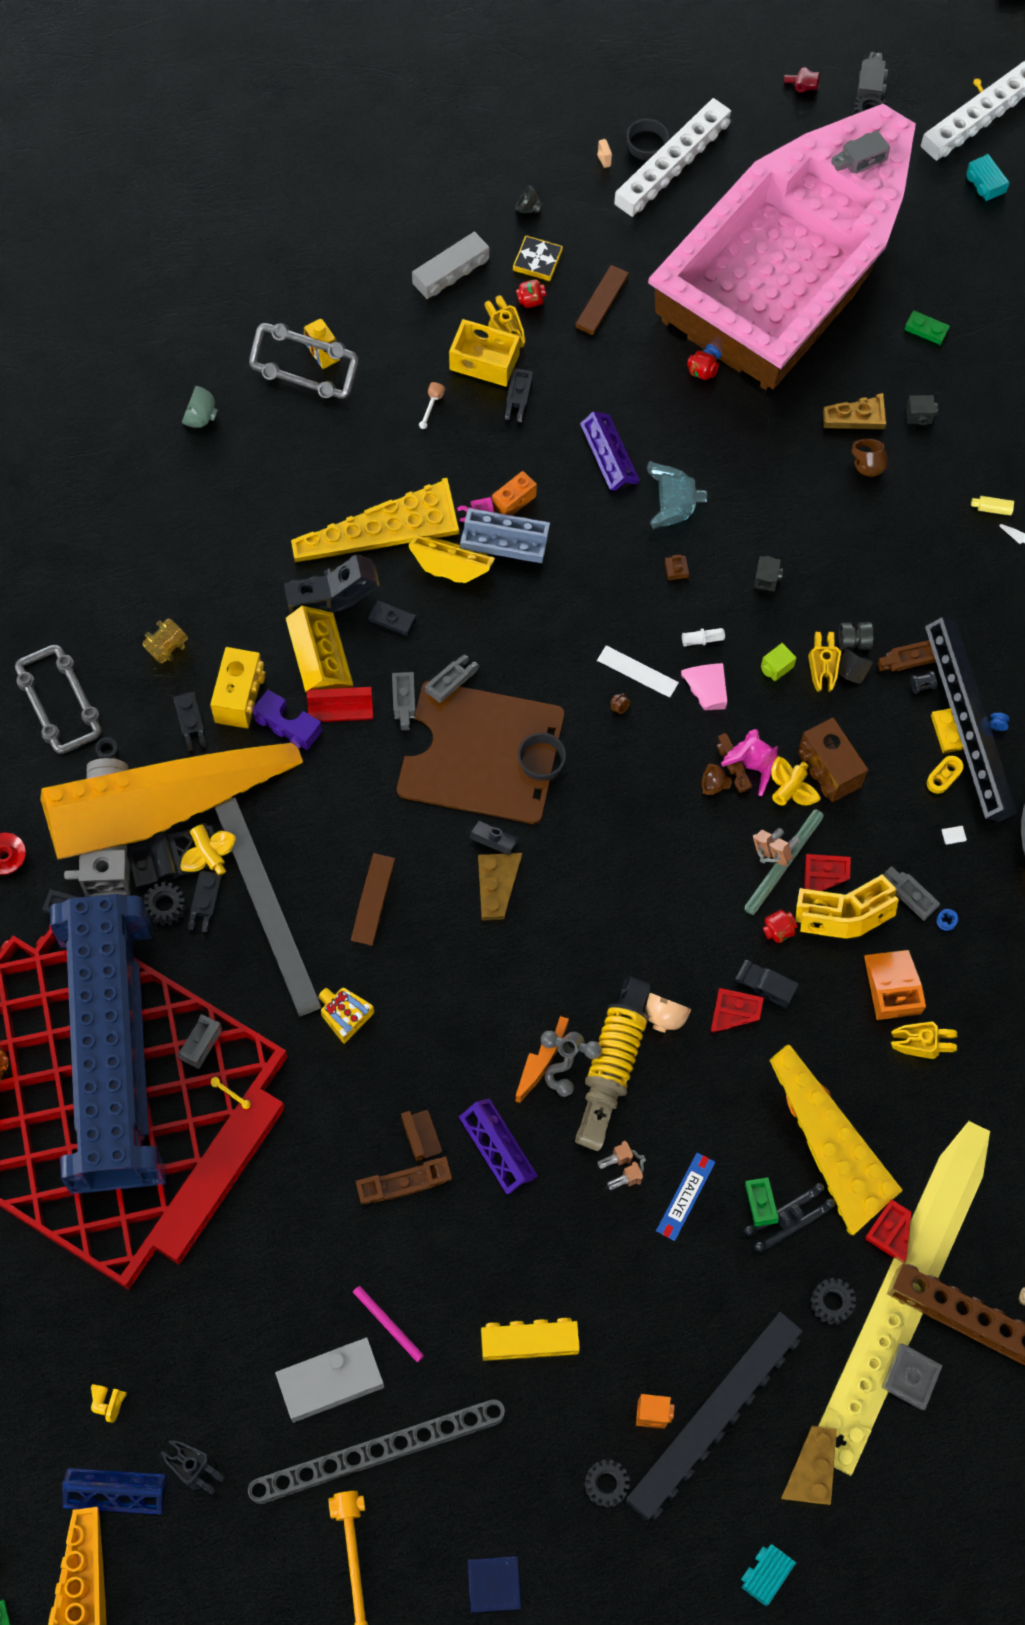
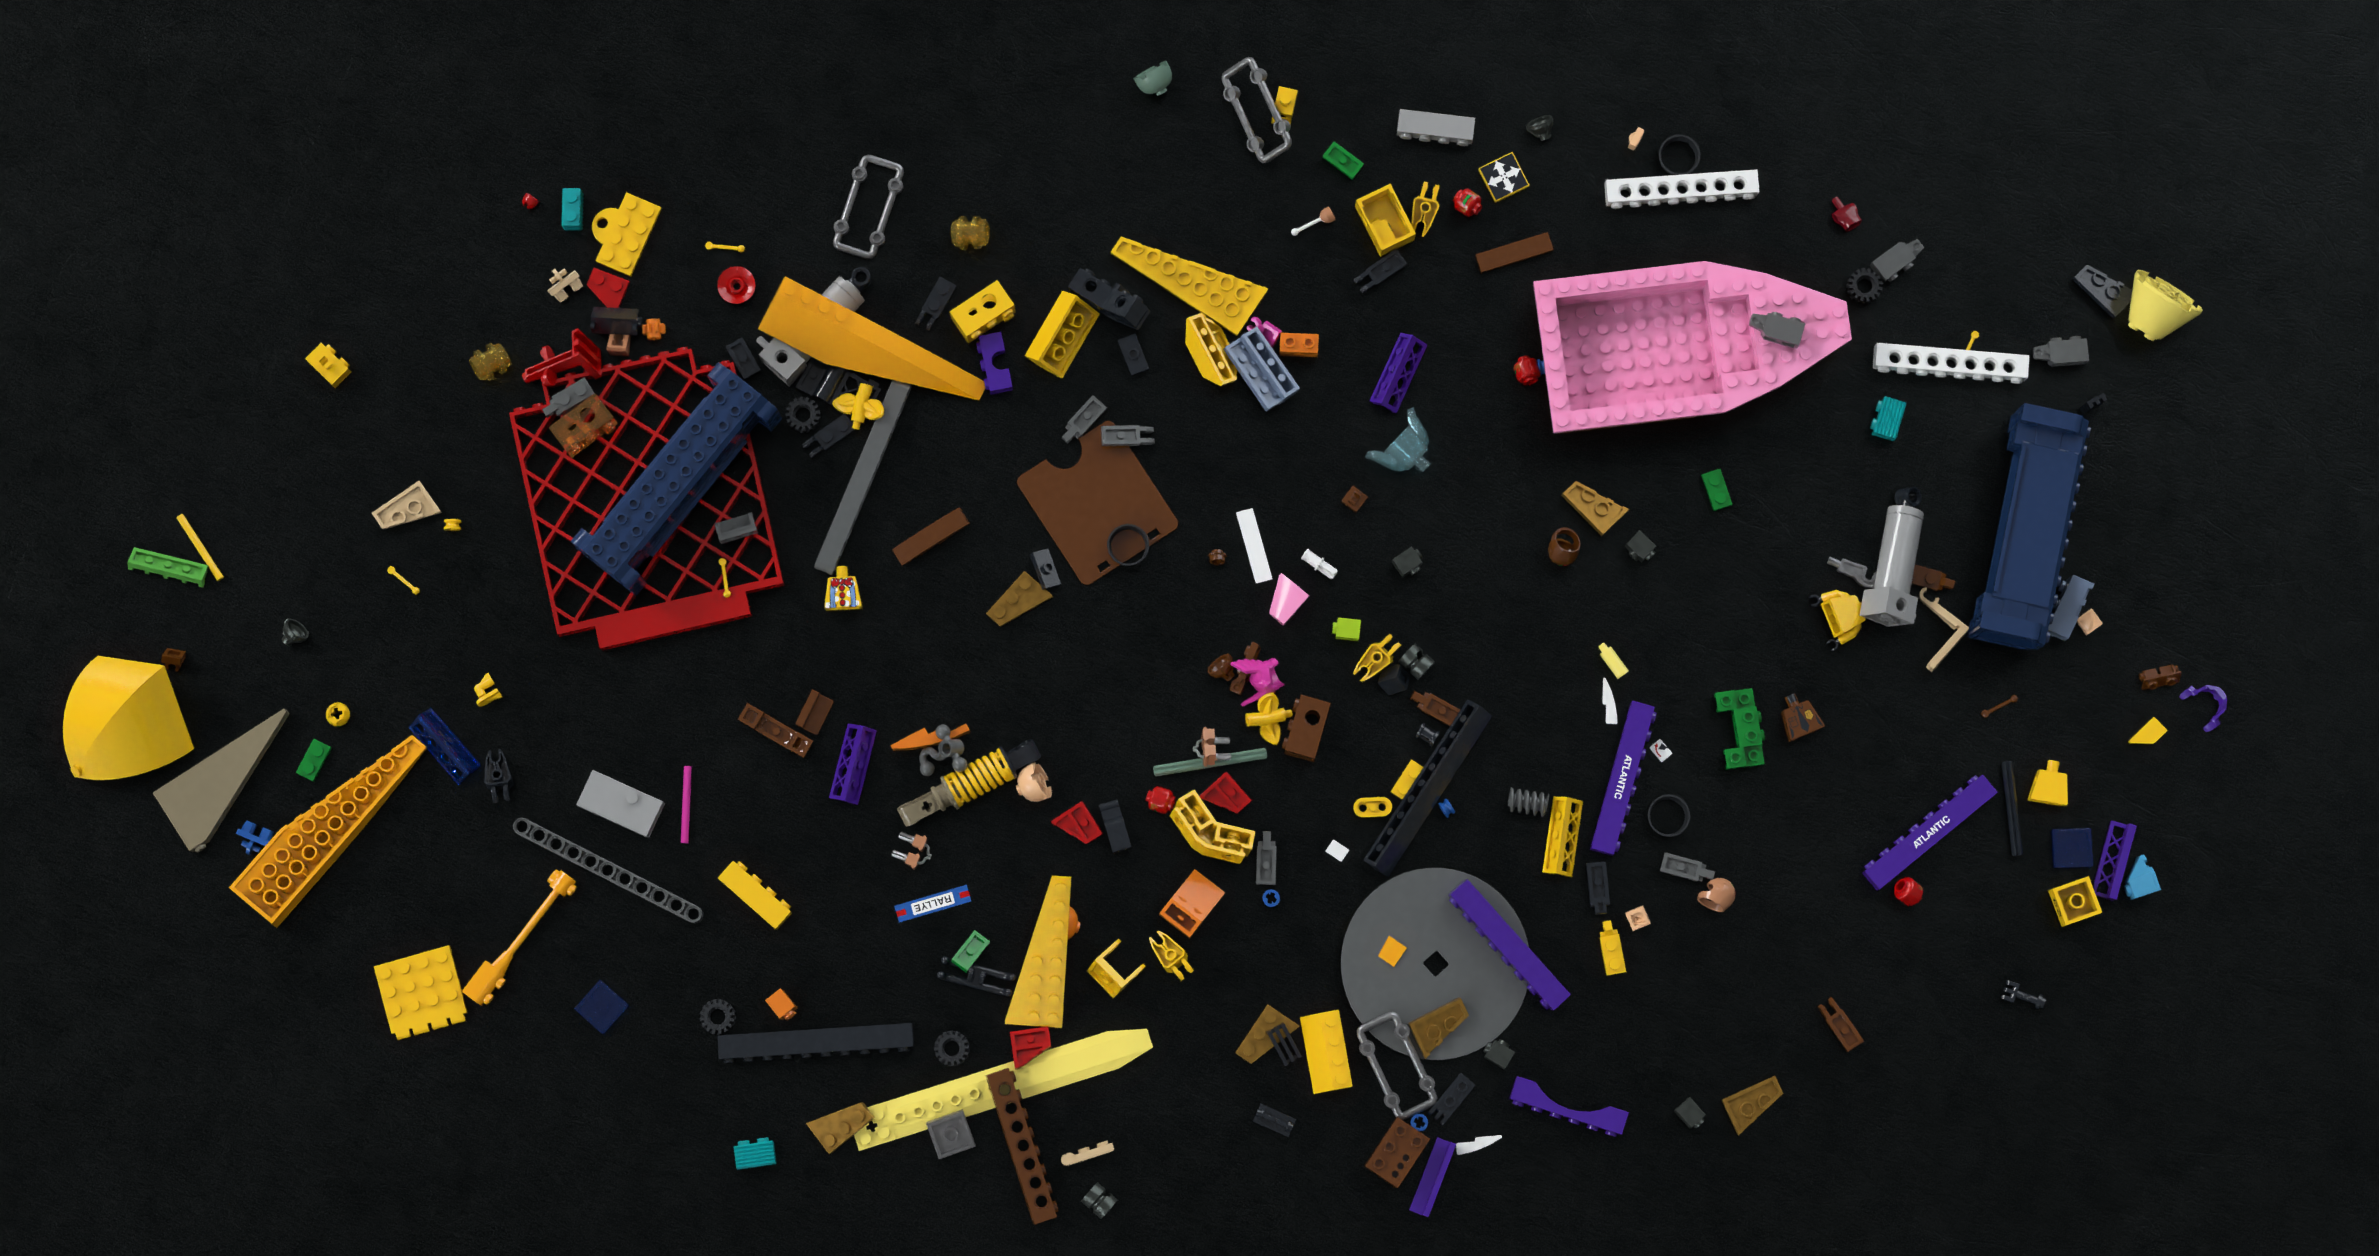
camera: 45 degrees right, 15 degrees up
(340, 704) = (1039, 385): red panel -> none
(406, 345) = (1343, 160): none -> green plate
(893, 1106) = (1107, 976): none -> yellow hose

